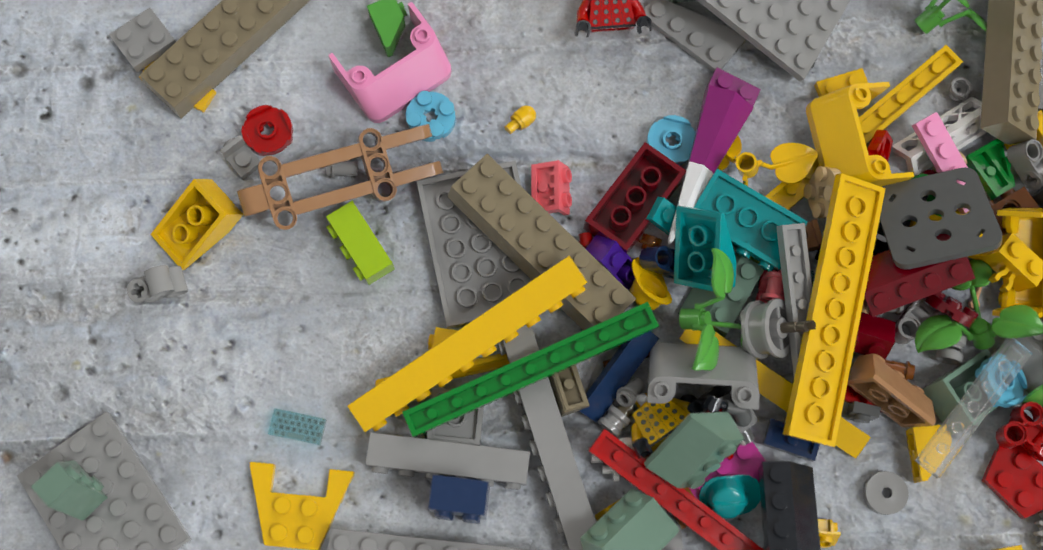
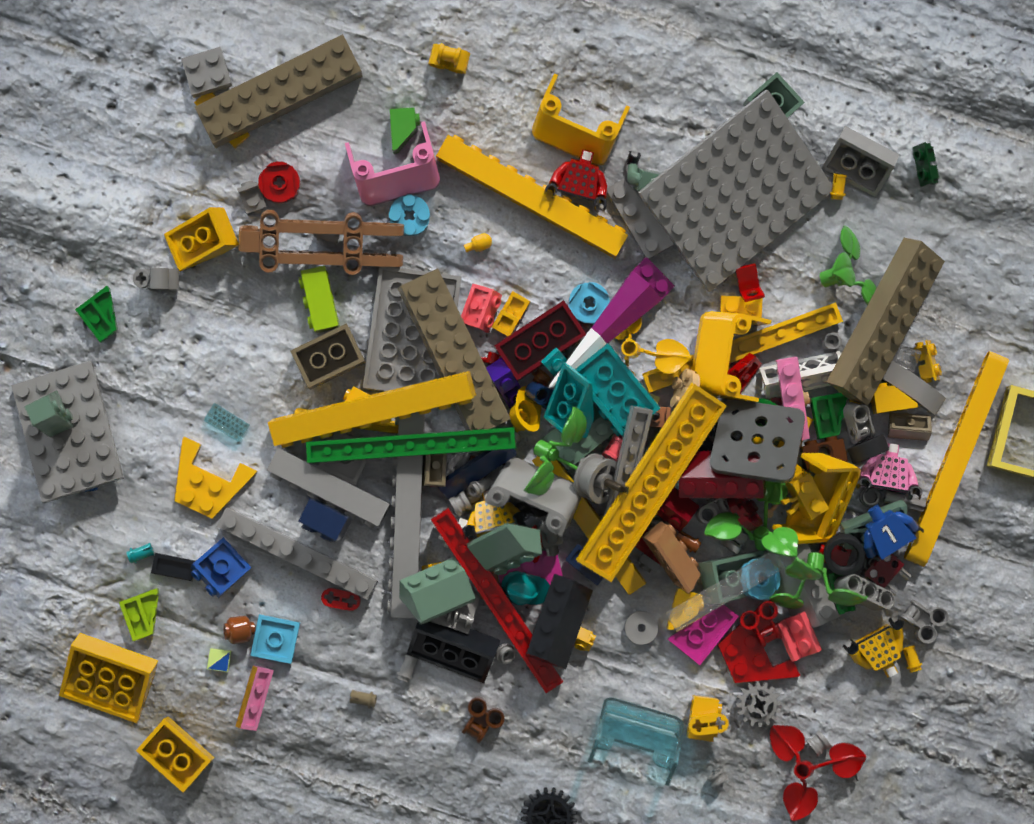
camera: 20 degrees right, 10 degrees up
(101, 352) = (99, 314): none -> green wing
(393, 304) = (328, 356): none -> dark tan brick
(562, 48) = (530, 196): none -> yellow brick
(588, 183) = (511, 314): none -> yellow slope
(840, 57) = (749, 283): none -> red bracket
(965, 476) = (703, 635): none -> dark pink wing

